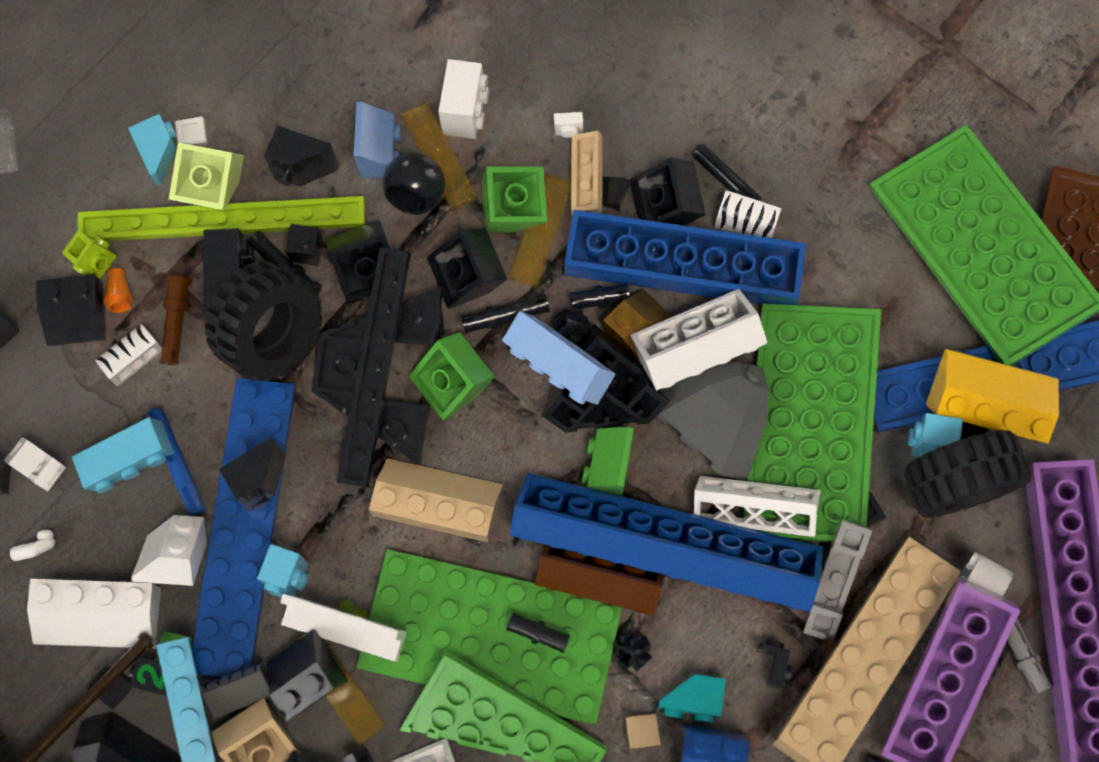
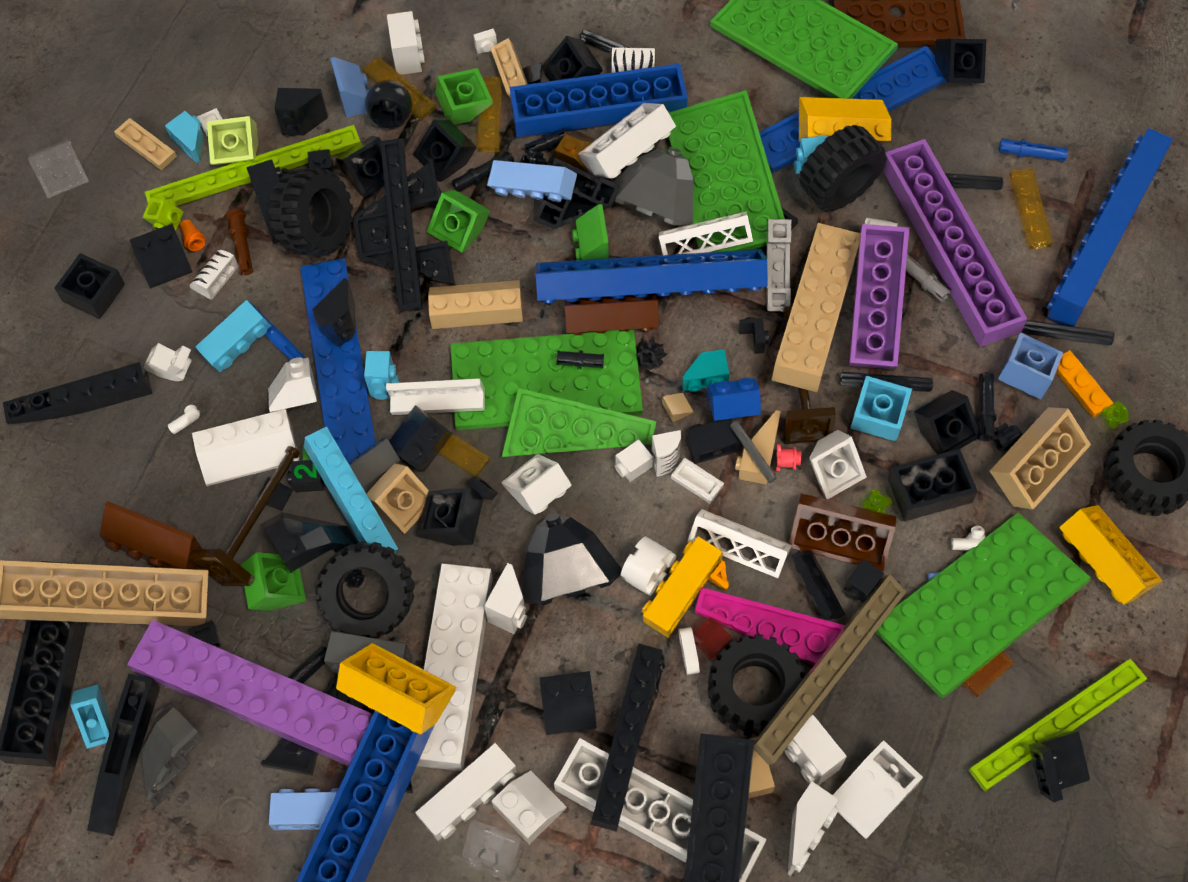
camera: 20 degrees left, 10 degrees down
(100, 141) = (145, 144): none -> tan plate

